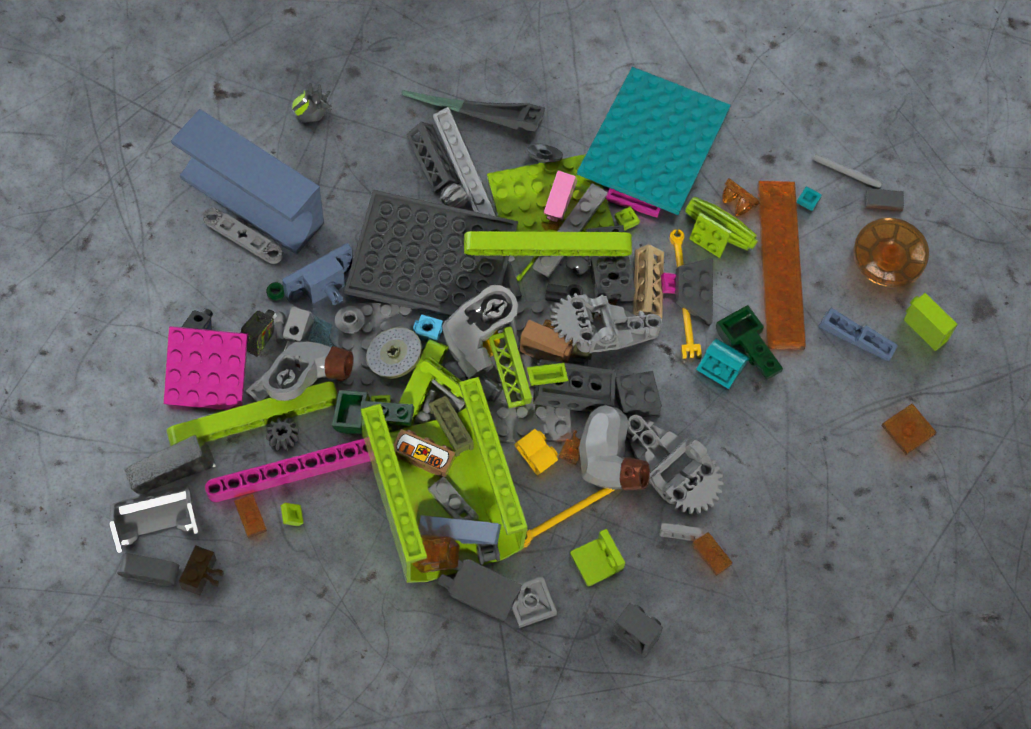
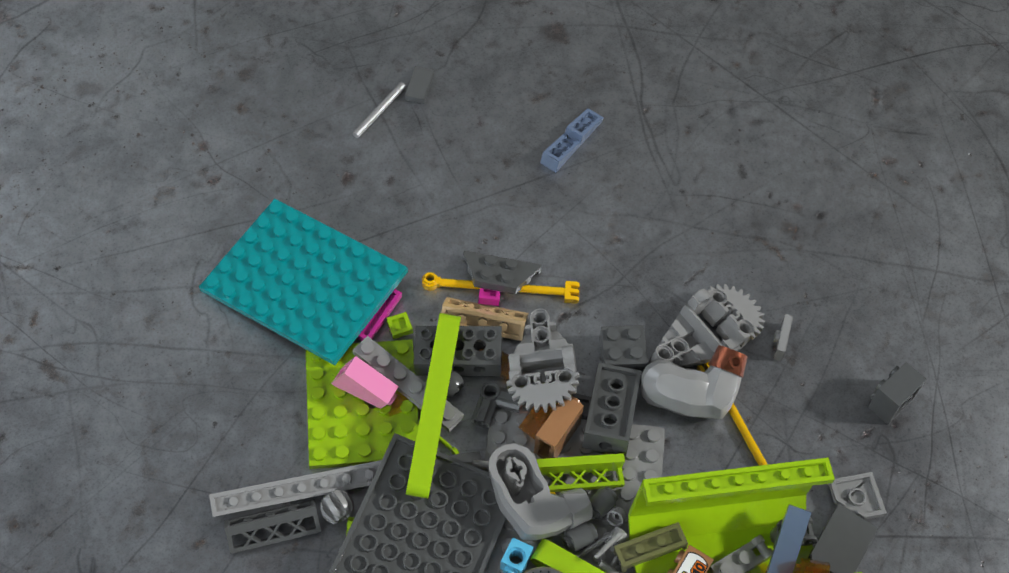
camera: 80 degrees left, 5 degrees down
(441, 375) = (591, 543): lime plate -> none
(506, 114) = (234, 426): dark grey plate -> none
(536, 451) = (682, 460): yellow brick -> none
(544, 153) = (297, 396): dark grey dish -> none
(547, 374) = (607, 427): lime tile -> none
(570, 450) = (679, 427): clear orange plate -> none
(598, 559) = (809, 420): lime bracket -> none
(712, 553) = (808, 312): clear orange plate -> none
(717, 228) = (431, 235): lime plate -> none
(722, 363) = (593, 262): teal brick -> none
(744, 330) = (557, 238): dark green plate -> none
(746, 200) = (400, 206): clear orange tile -> none
(781, 265) = (479, 190): clear orange plate -> none
(809, 198) = (407, 148): teal plate -> none
(891, 252) = (487, 88): clear orange dish -> none
(909, 429) = (682, 116): clear orange plate -> none
(929, 321) = (573, 71): lime brick -> none

